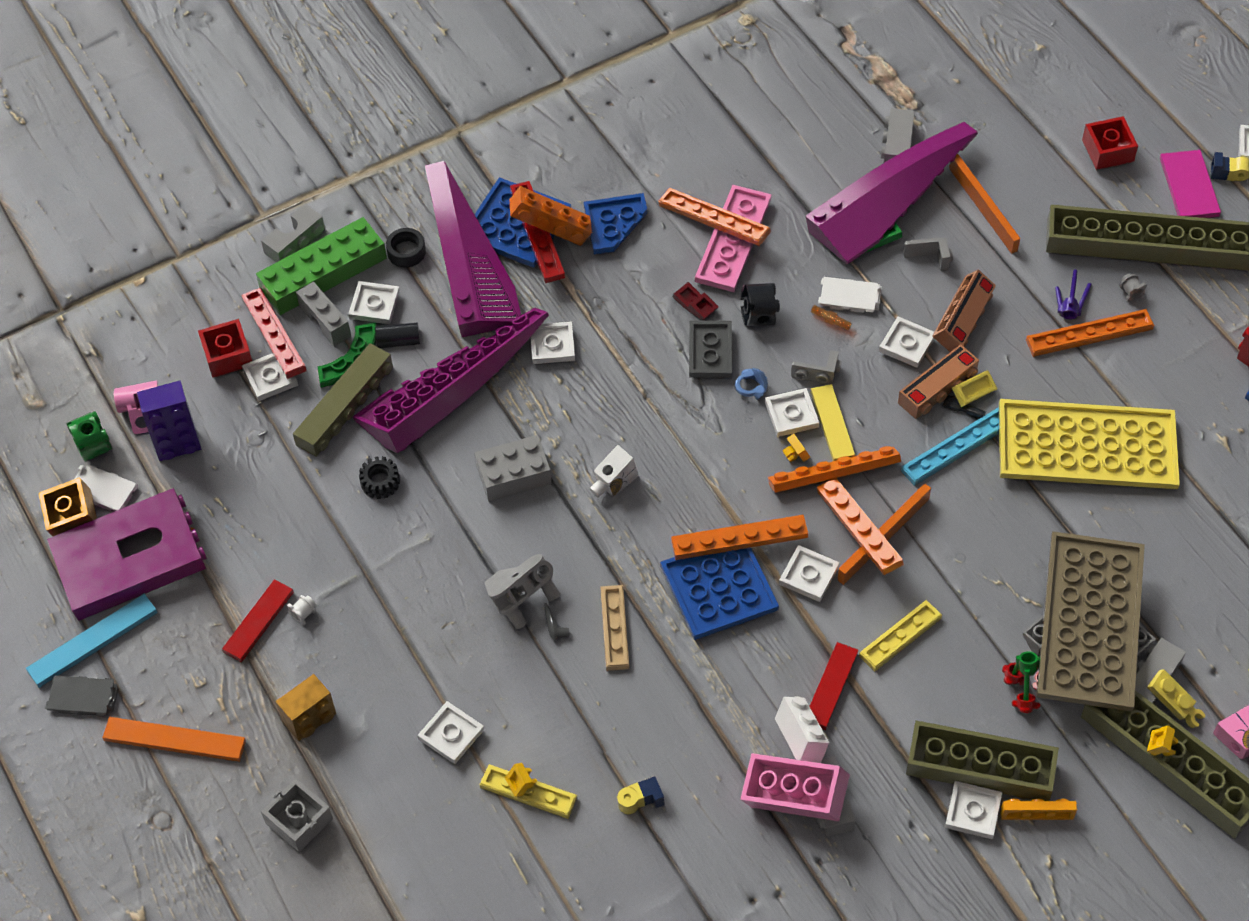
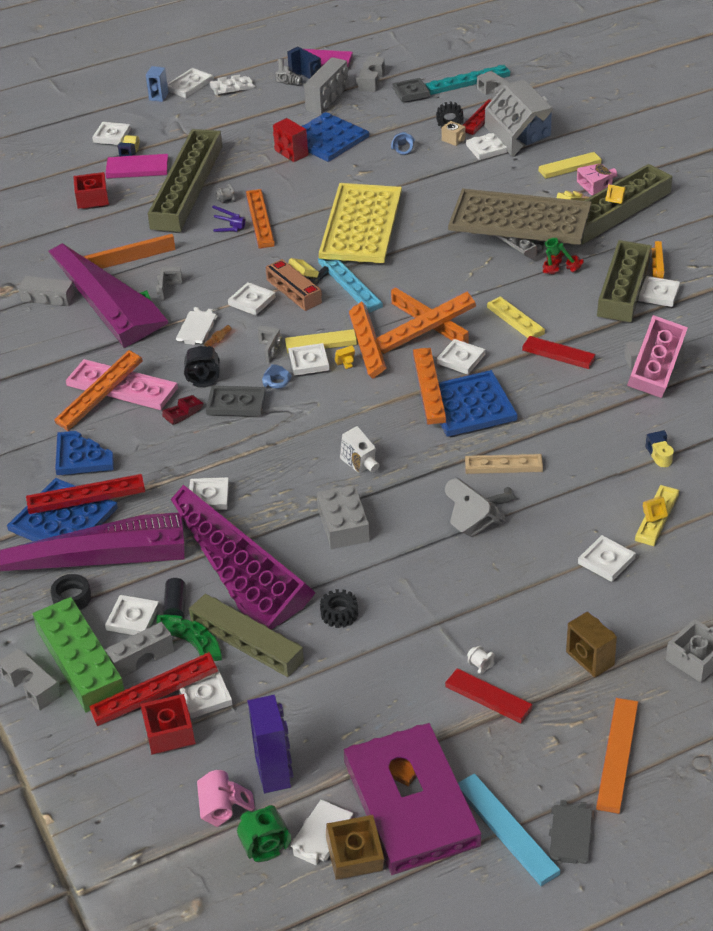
camera: 85 degrees left, 15 degrees down
(550, 216) = (78, 475): orange brick -> none
(801, 729) = (607, 353): white brick -> none
(964, 310) = (231, 266): nougat brick -> none

